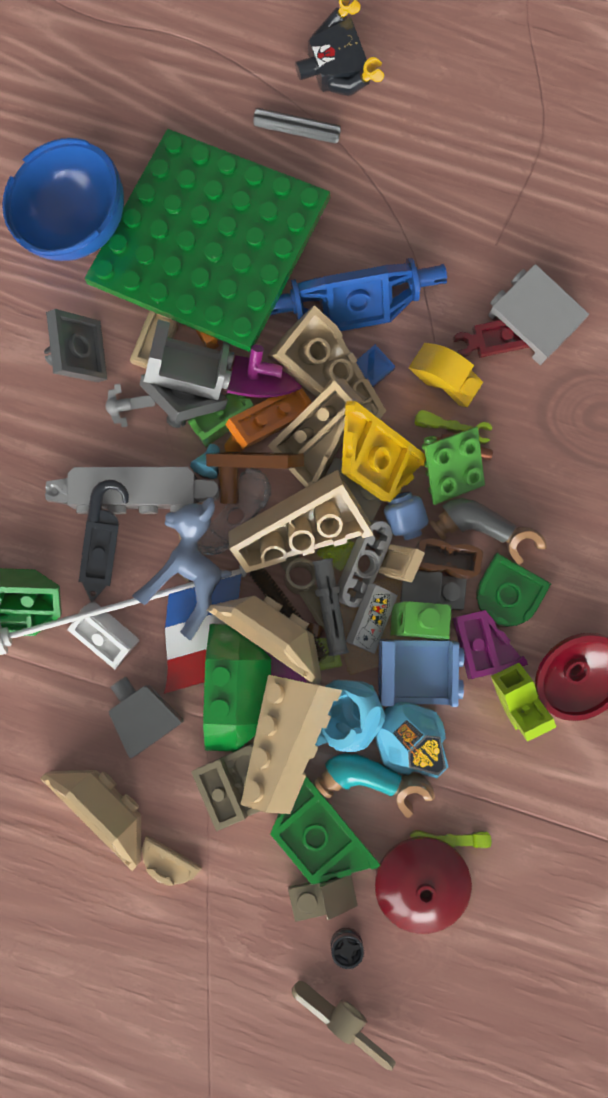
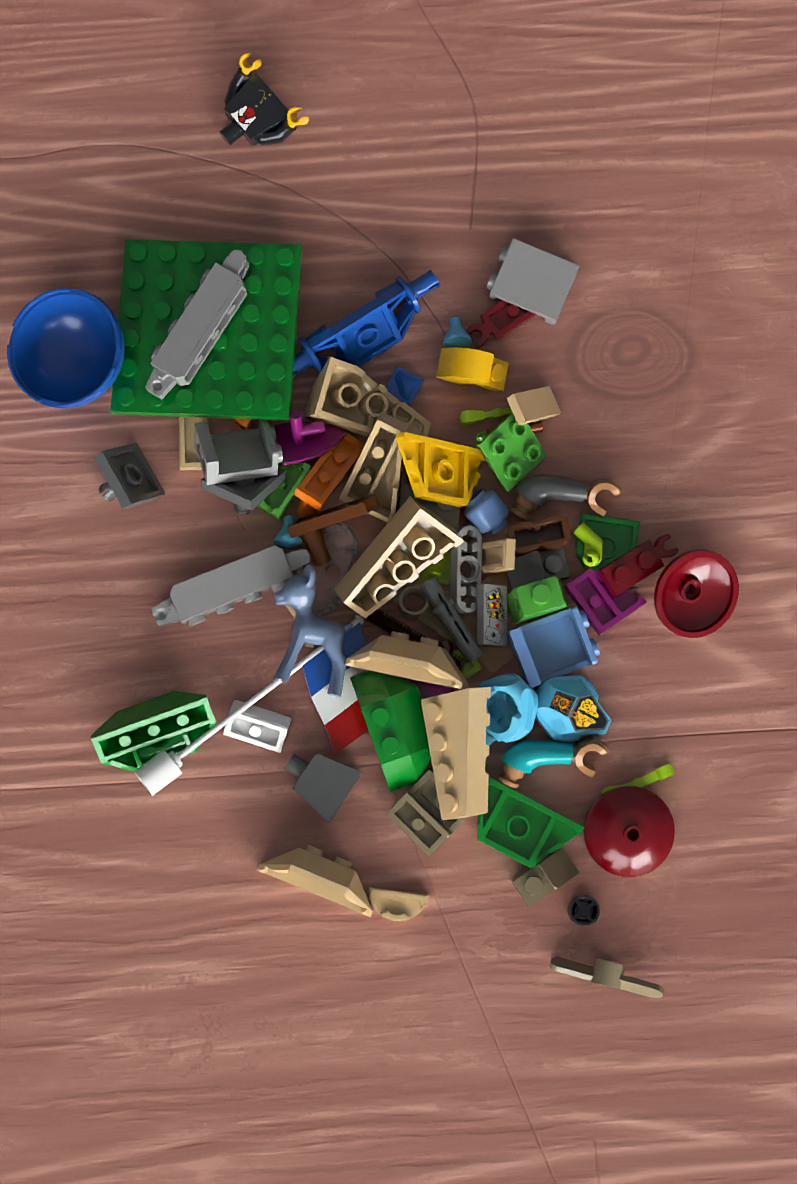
camera: 20 degrees left, 0 degrees up
(100, 540) = (222, 642): black plate -> none
(115, 406) = (183, 515): light grey piece -> none
(199, 226) = (199, 326): none -> light grey hinge
(297, 125) = (243, 189): axle -> none
(444, 335) = (456, 335): none -> medium azure rock
(492, 430) = (533, 405): none -> tan tile
(496, 589) = (592, 545): none -> lime arm
(521, 702) = (652, 636): lime brick -> none
(531, 624) = (635, 565): none -> dark red plate

